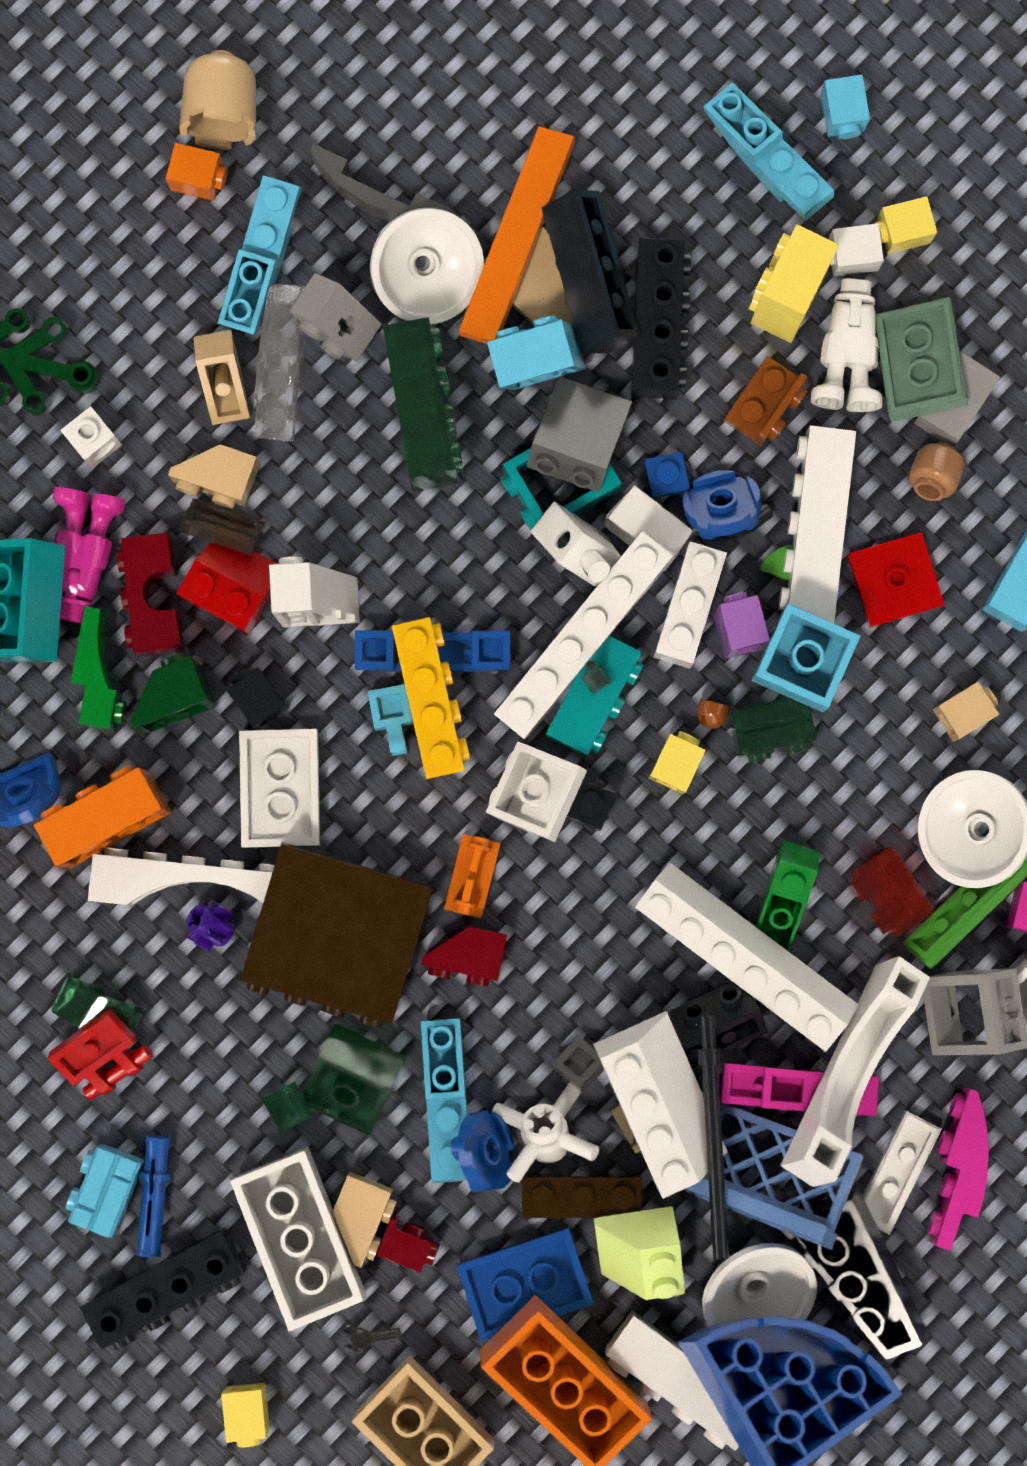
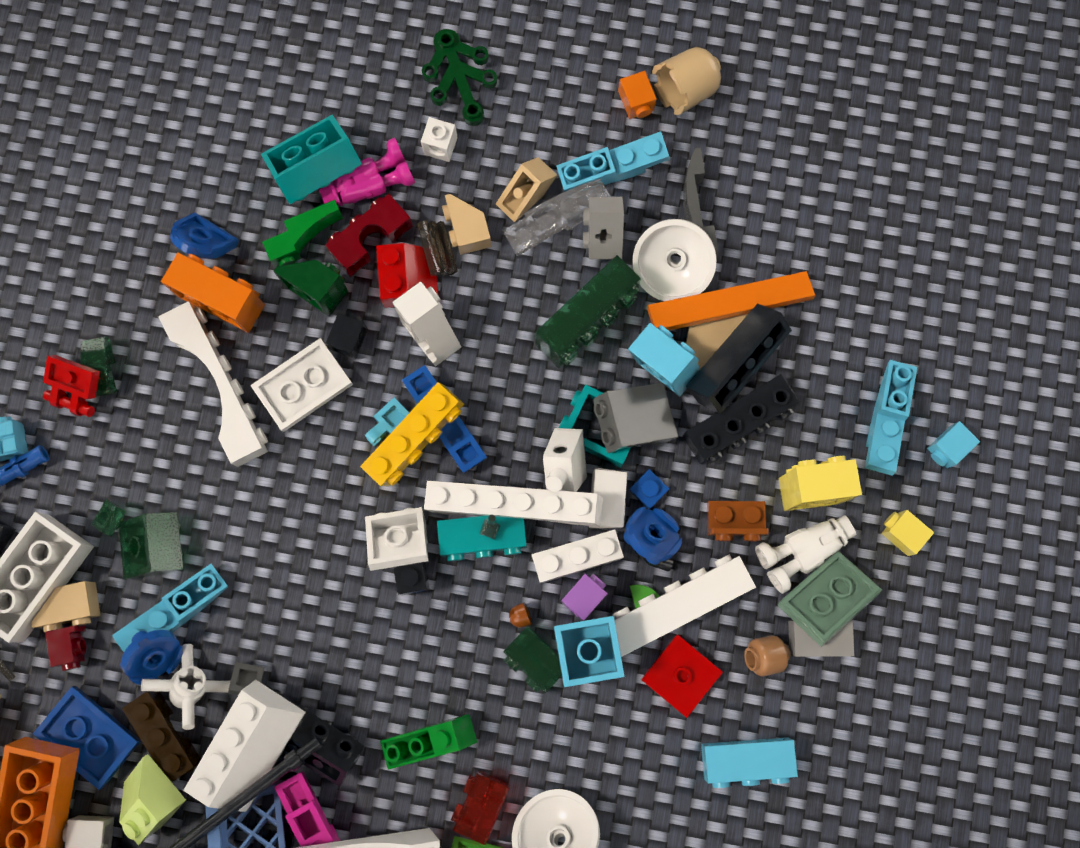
camera: 55 degrees right, 5 degrees down
(210, 925) = (190, 398): dark purple gear -> none
(335, 935) = (230, 475): dark brown panel -> none
(471, 953) = (272, 566): dark red slope -> none
(472, 876) = (322, 535): orange hinge -> none
(677, 762) = (474, 614): light yellow brick -> none
(747, 956) = (378, 743): white brick -> none
(857, 251) = (869, 511): white brick -> none
(967, 710) = (629, 778): tan brick -> none

